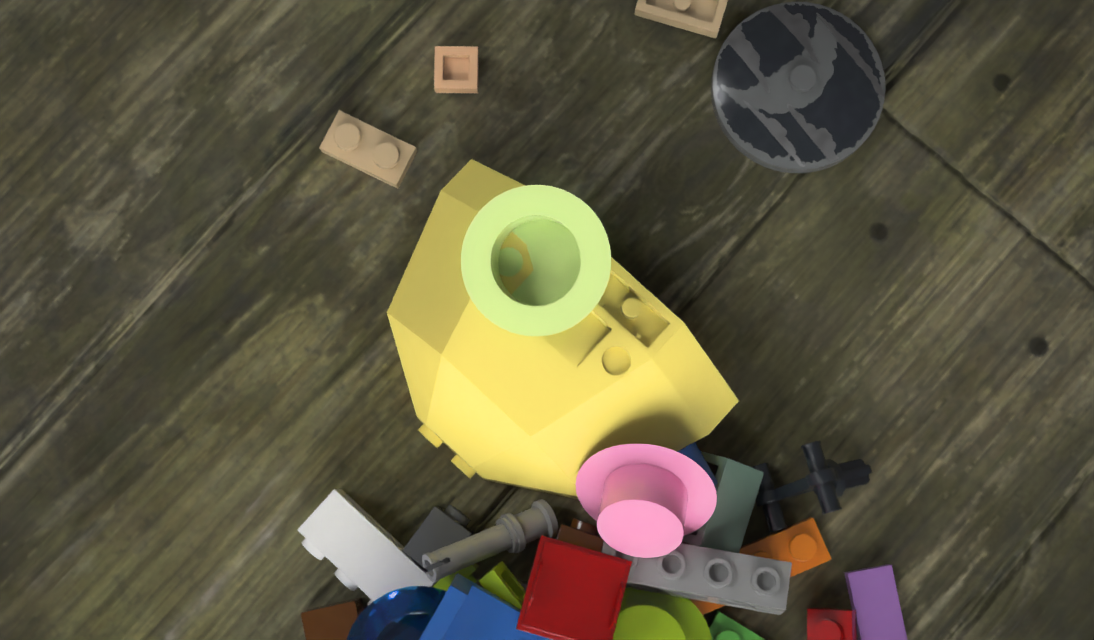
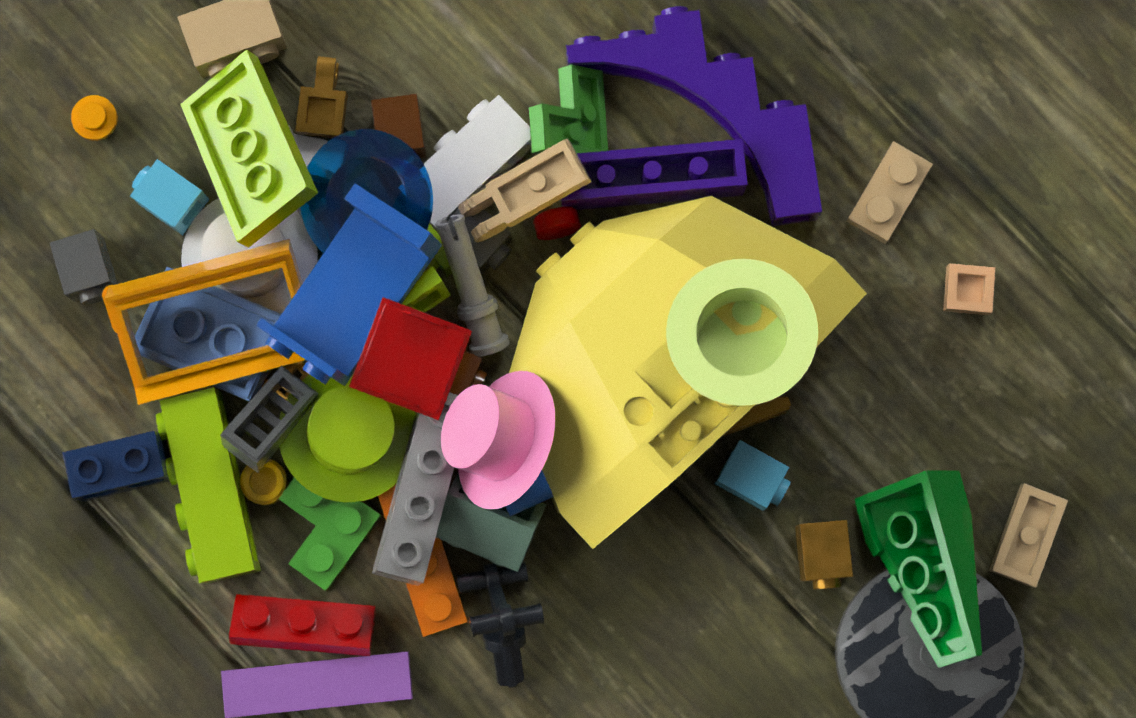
camera: 90 degrees right, 0 degrees up
(250, 358) = (726, 90): none -> dark purple arch
(322, 447) = (578, 119): none -> bright green plate
(367, 373) = (661, 174): none -> dark purple brick
(392, 491) = (527, 189): none -> tan hinge
(420, 462) = (556, 223): none -> red tile
(652, 254) = (754, 476): none -> medium azure brick
(709, 88) = (927, 546): none -> green wedge
(716, 186) = (824, 553): none -> pearl gold brick

